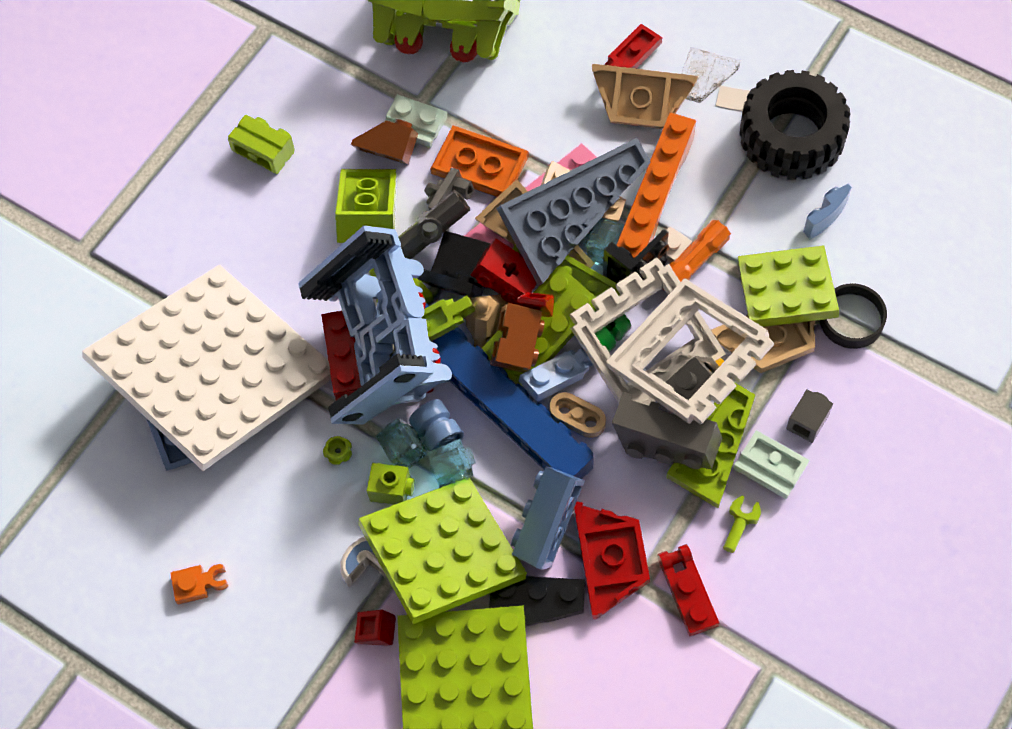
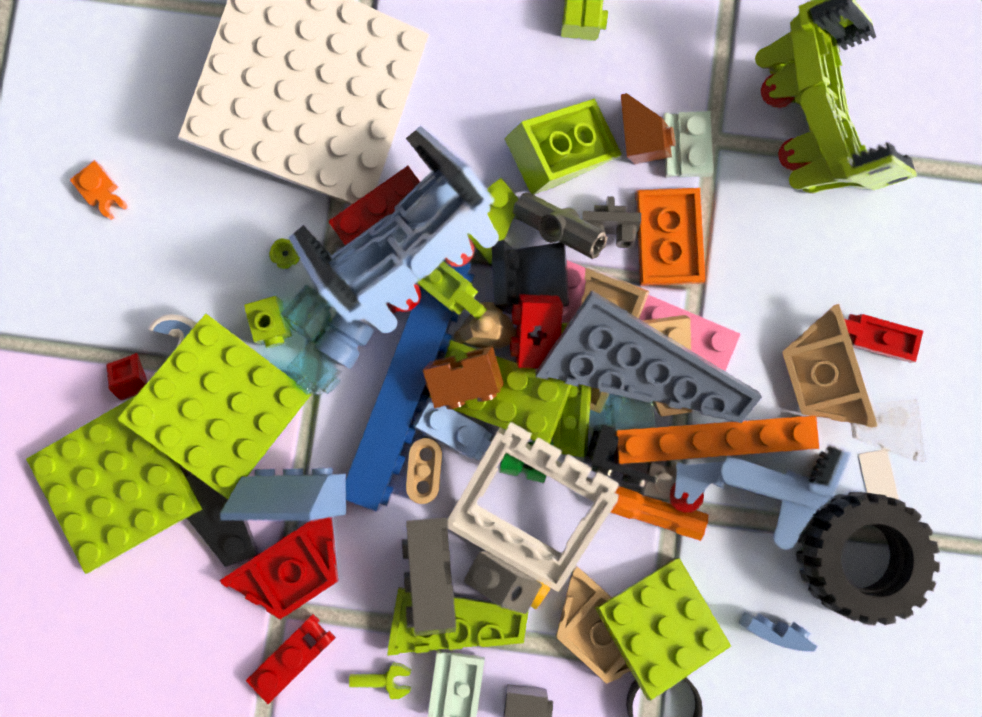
camera: 60 degrees right, 20 degrees up
(537, 301) = (511, 380): red slope -> none
(663, 325) = (537, 523): white hinge -> none
(705, 160) = (798, 494): none -> light blue container

